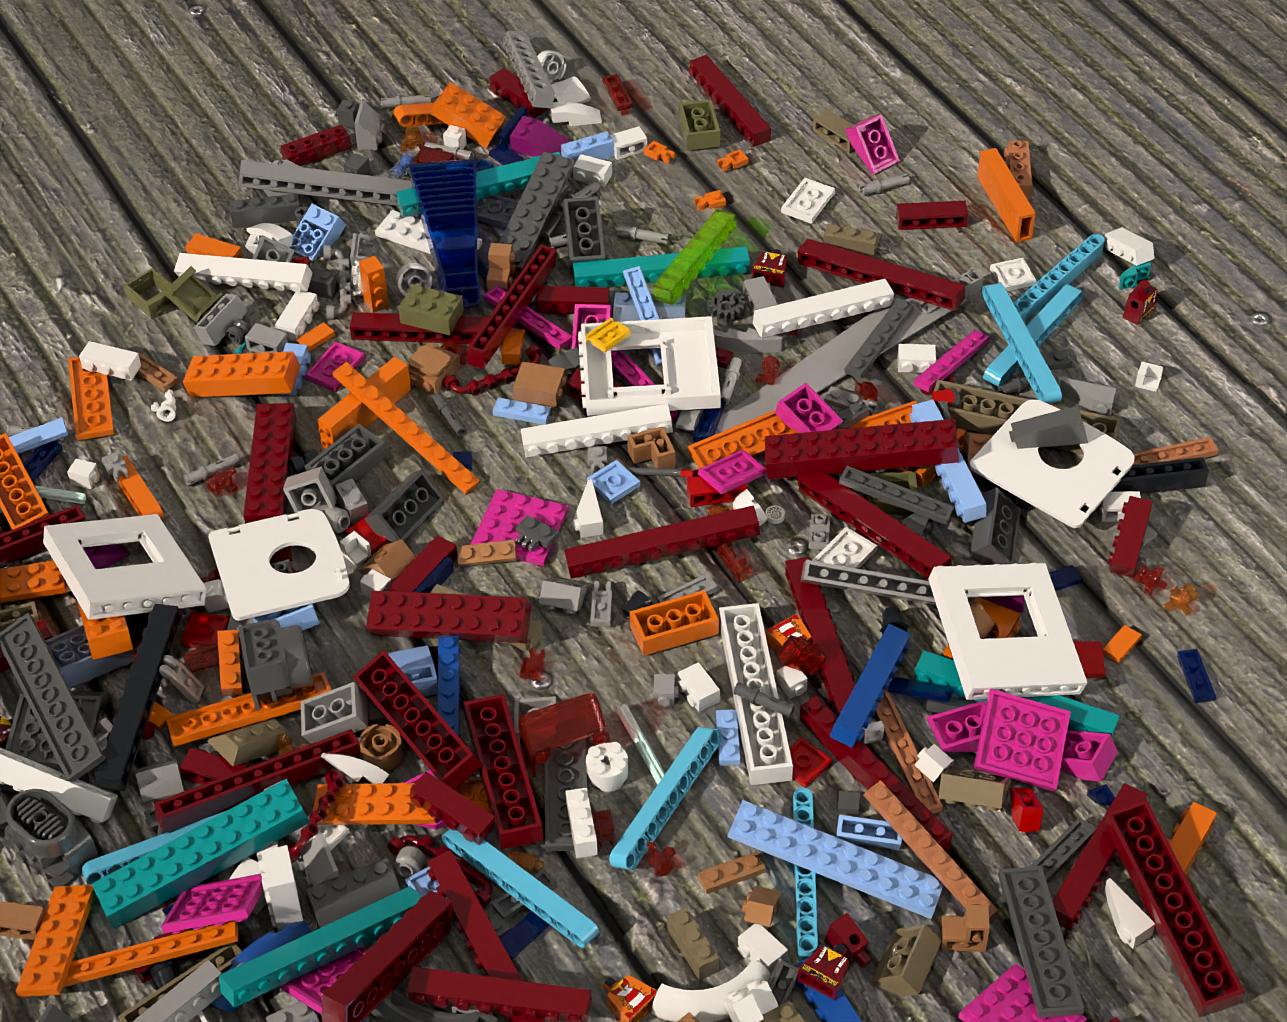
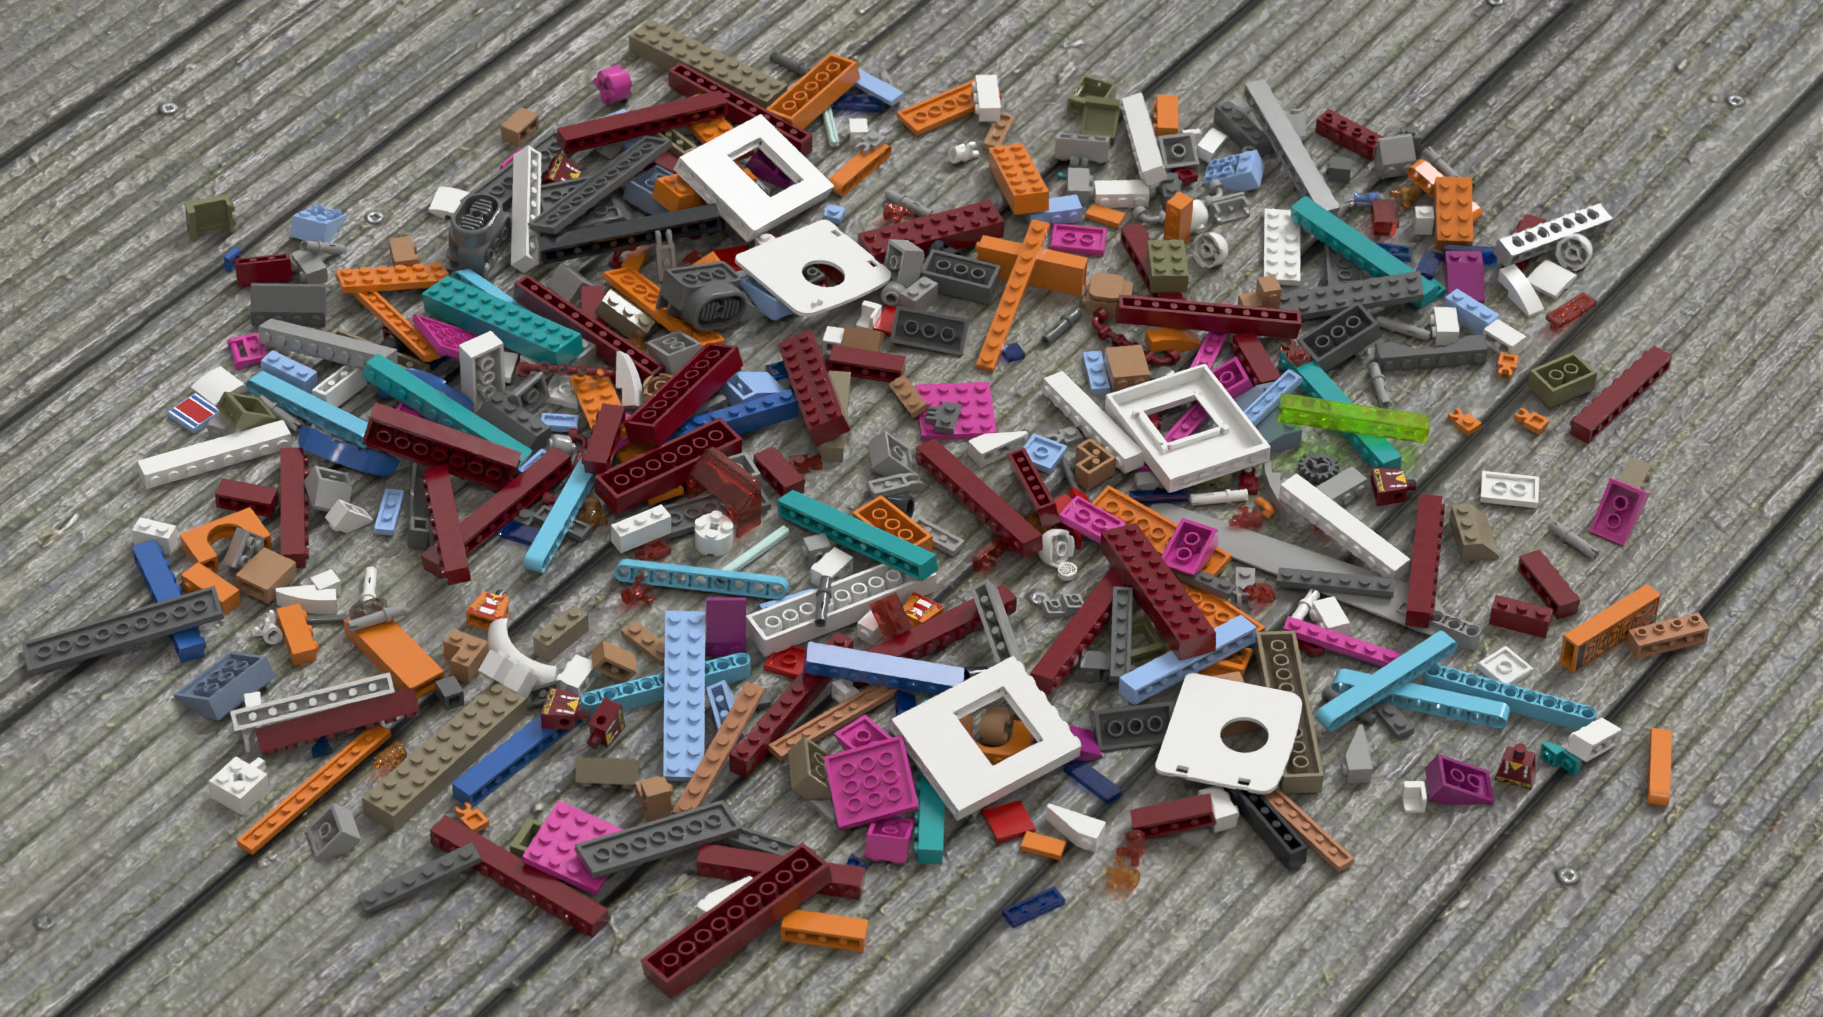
camera: 65 degrees right, 5 degrees down
(186, 531) = (834, 214): none -> light blue plate
(368, 851) = (560, 422): none -> light blue plate
(388, 643) = (777, 370): none -> clear blue tile
(437, 576) = (860, 373): clear blue tile -> none
(449, 218) = (1281, 246): clear blue brick -> none
(457, 152) = (1407, 226): light grey pin -> none
(544, 684) = (778, 472): none -> dark red brick
(588, 266) = (1297, 355): none -> clear red plate
(608, 335) = (1195, 381): yellow plate -> none
(614, 211) = (1395, 357): none -> dark grey arch
(674, 495) = (1033, 488): none -> dark red brick
(678, 646) = (857, 535): none -> teal brick
(751, 355) = (1268, 509): none -> orange arm
(762, 786) = (725, 626): none -> magenta slope
(847, 550) = (1037, 626): white plate -> none
(892, 370) = (1305, 605): none -> white pin
(933, 762) = (823, 733): white brick -> none
(944, 398) = (1265, 635): piece -> none
(964, 242) = (1521, 616): none -> dark red brick
(1026, 809) = (804, 810): red slope -> none
(1050, 429) = (1257, 713): dark grey slope -> none
(1112, 611) = (1078, 828): none -> white slope
(1141, 345) = (1457, 782): none -> magenta slope
(1163, 223) = (1659, 767): none -> orange beam

